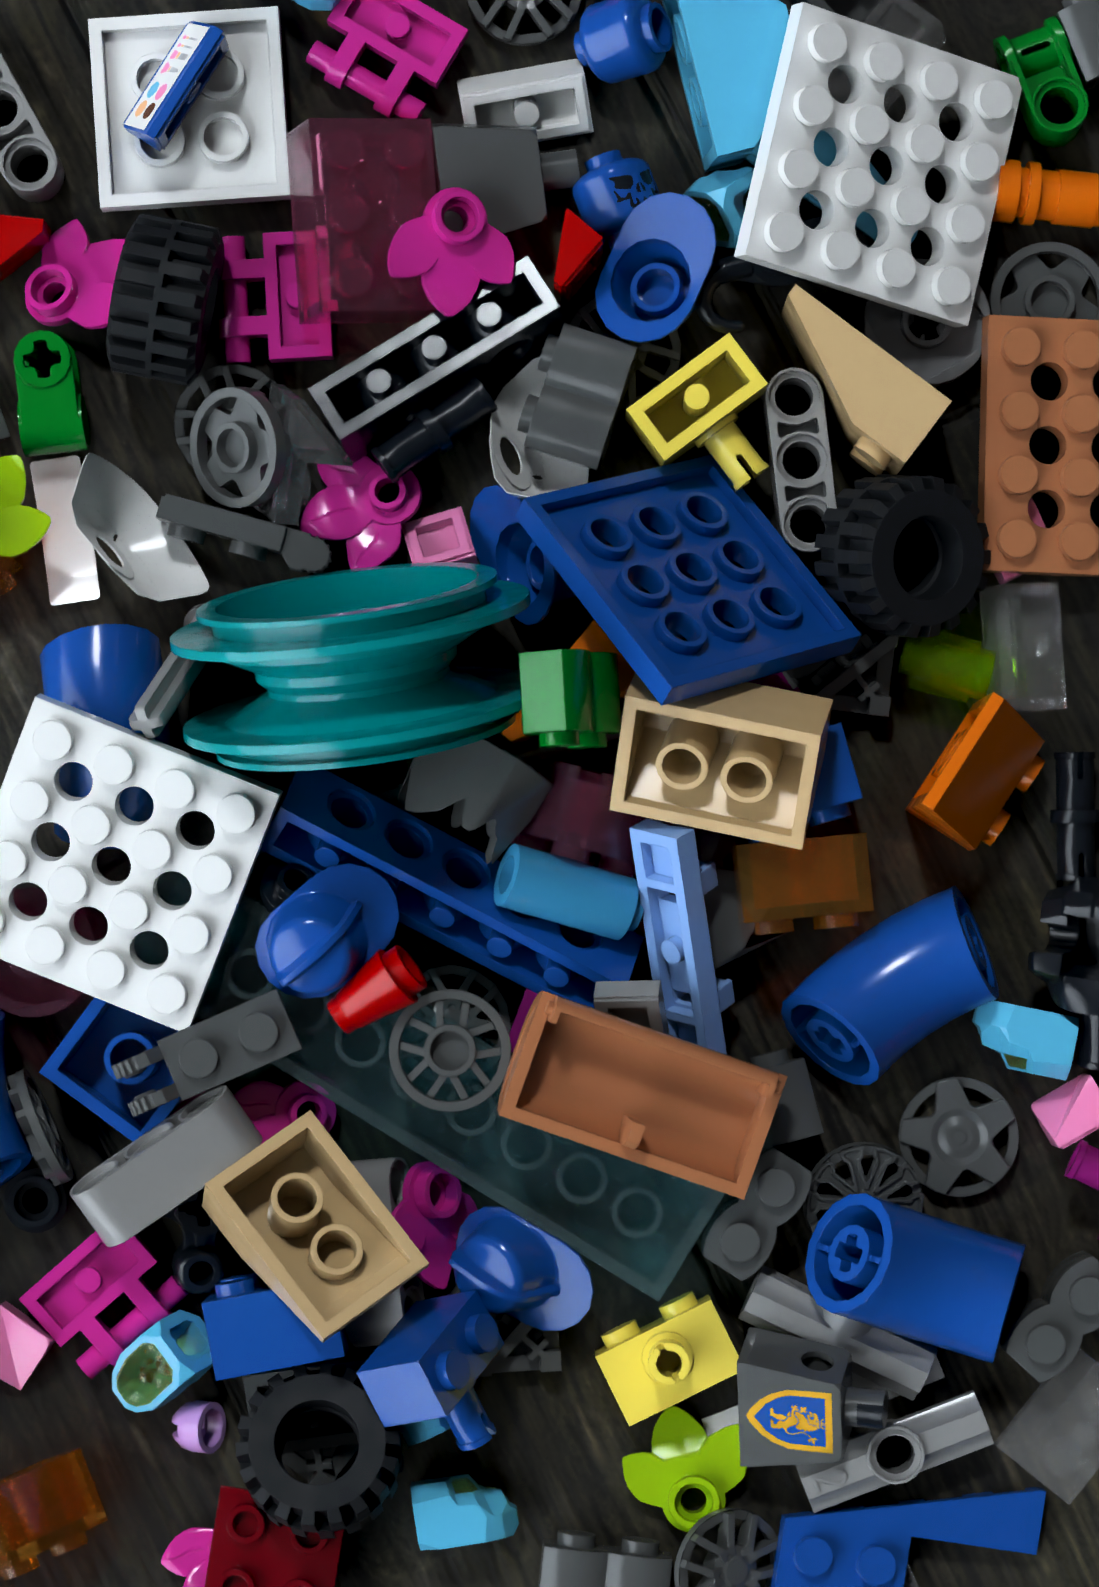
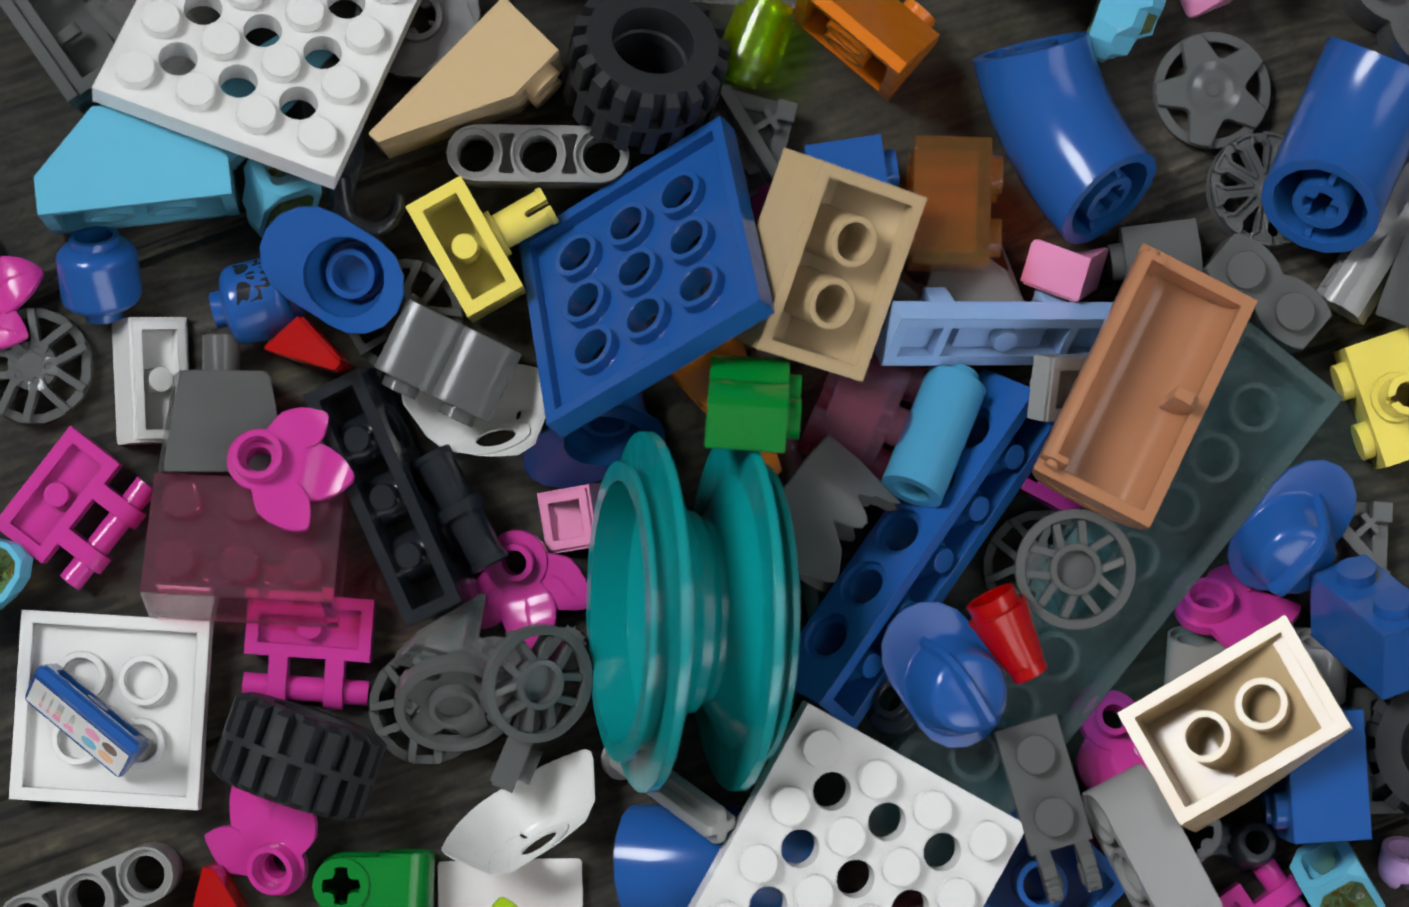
camera: 85 degrees left, 0 degrees up
(268, 525) = (536, 683): none -> dark grey wheel
(749, 1006) = (1063, 271): none -> bright pink slope

